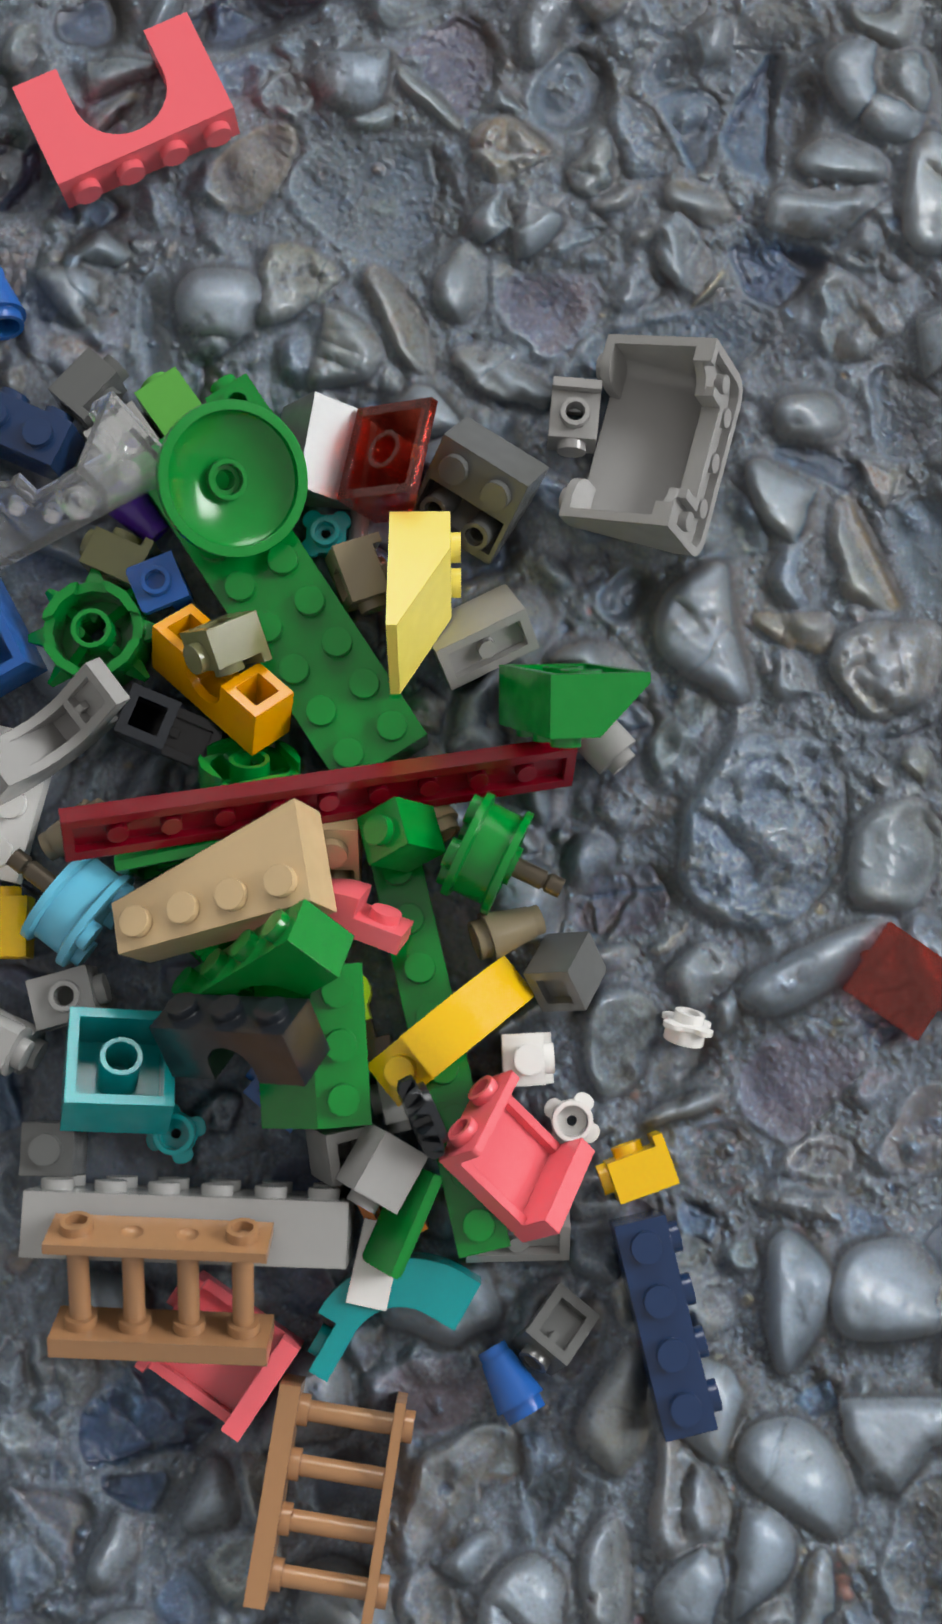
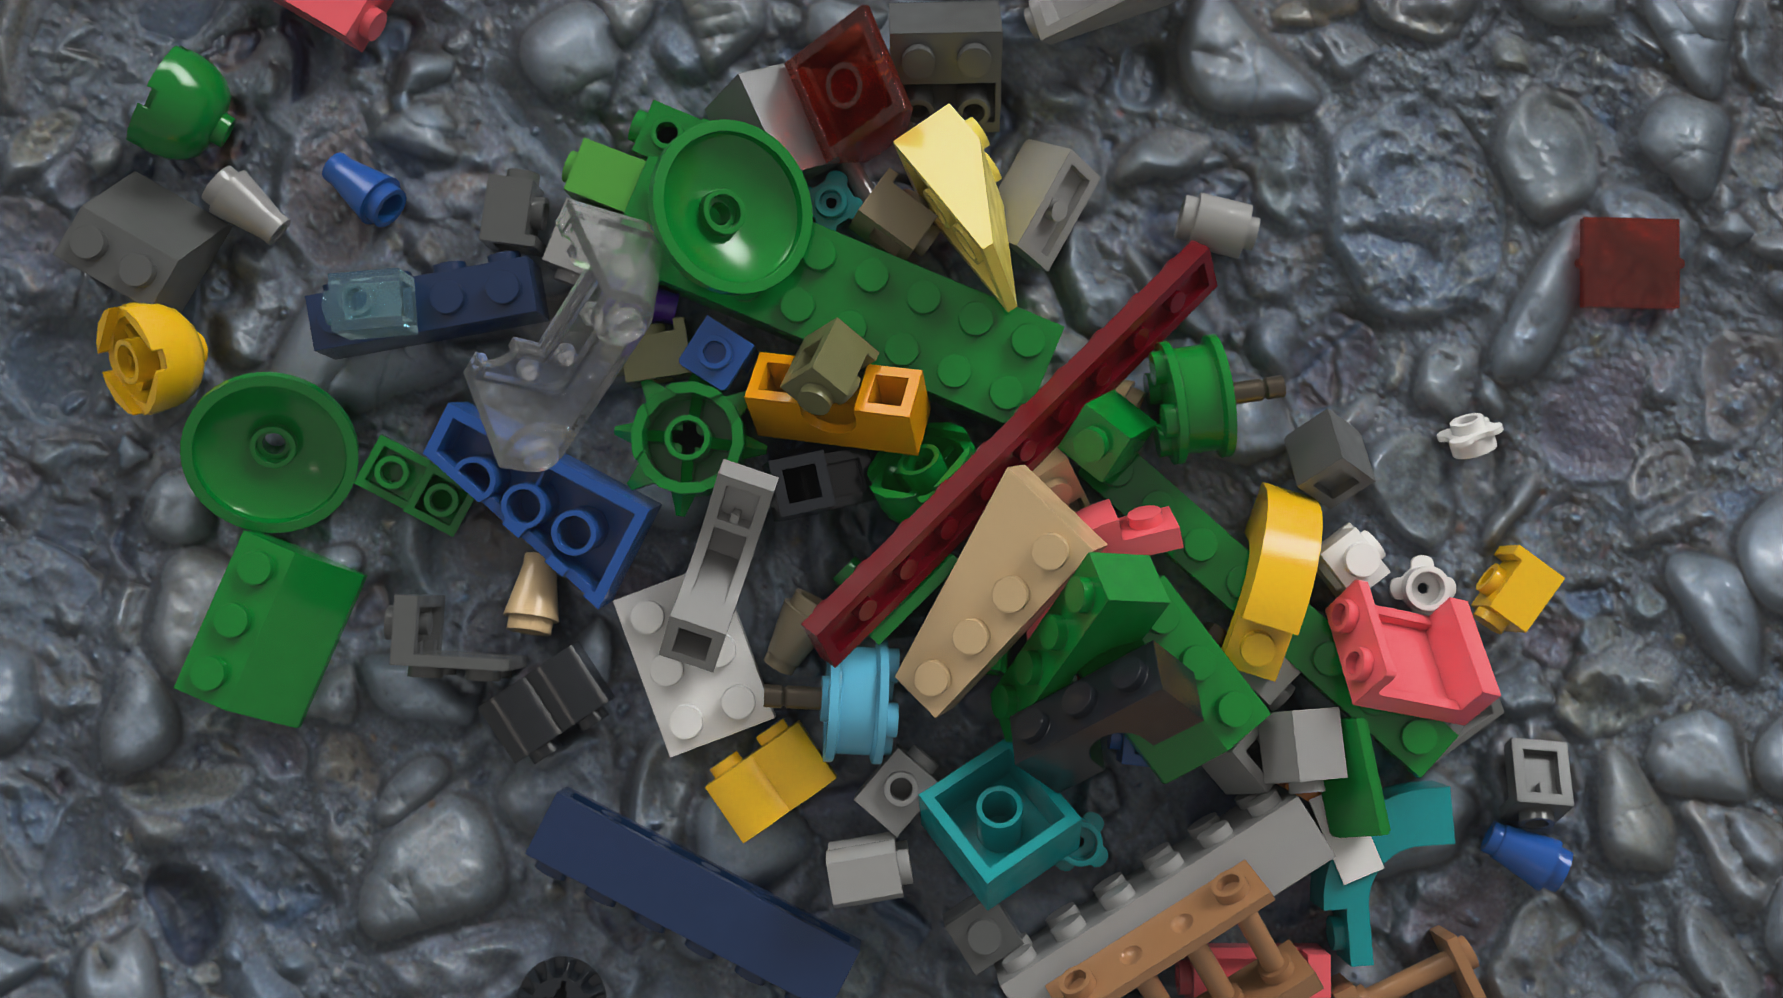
camera: 35 degrees left, 5 degrees up
(423, 1116) = (1315, 675): black gear -> none
(505, 931) = (1252, 460): dark tan cone -> none
(566, 699) = (1176, 207): green slope -> none
(663, 1324) = (1628, 711): dark blue brick -> none

